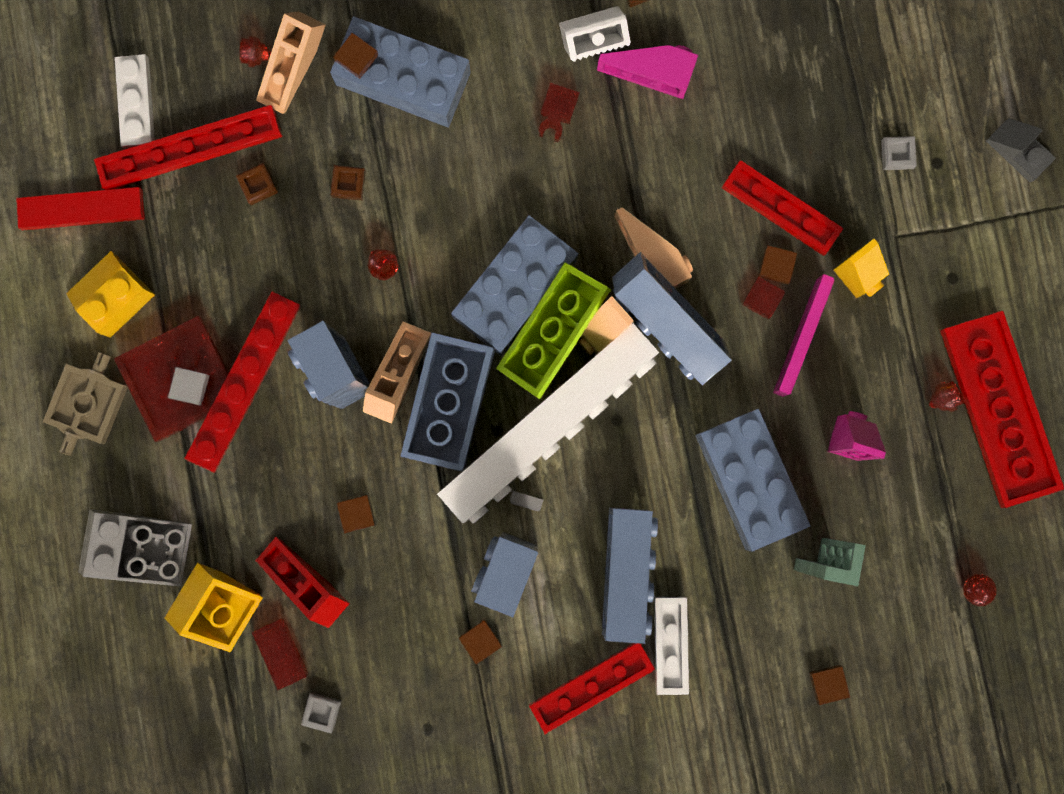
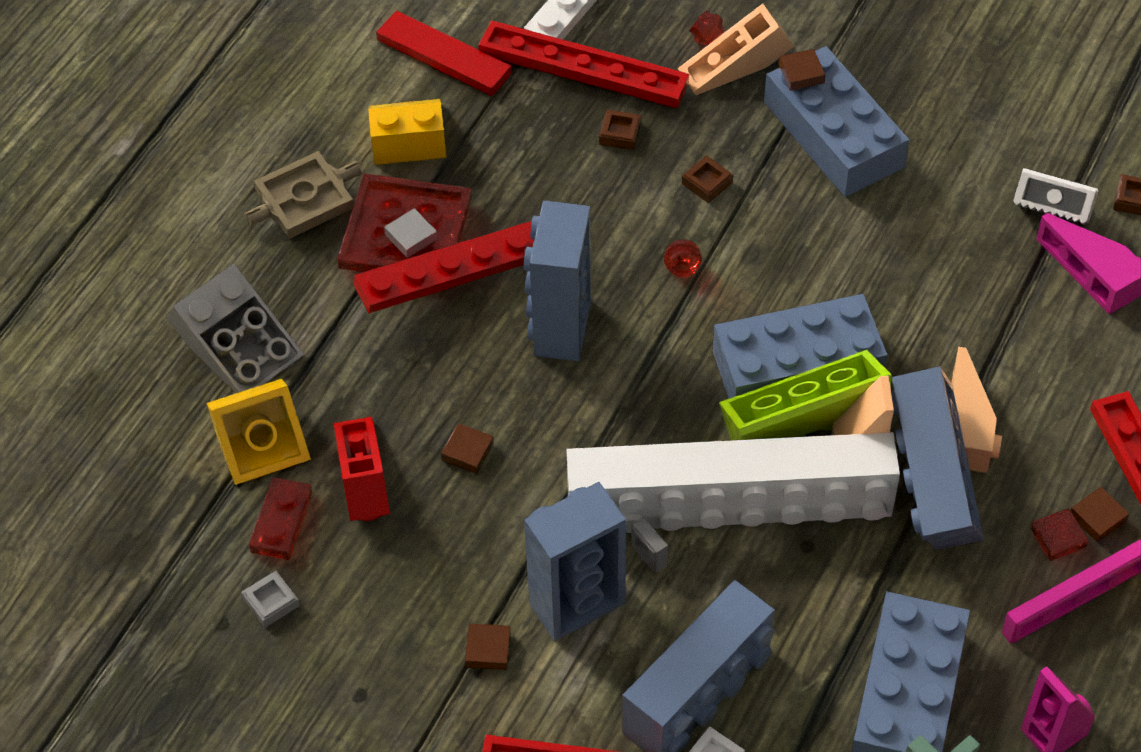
camera: 40 degrees right, 30 degrees down
(395, 372) = (611, 351): light nougat slope -> none
(448, 402) = (648, 396): sand blue brick -> none
(559, 108) = (968, 239): clear red plate -> none

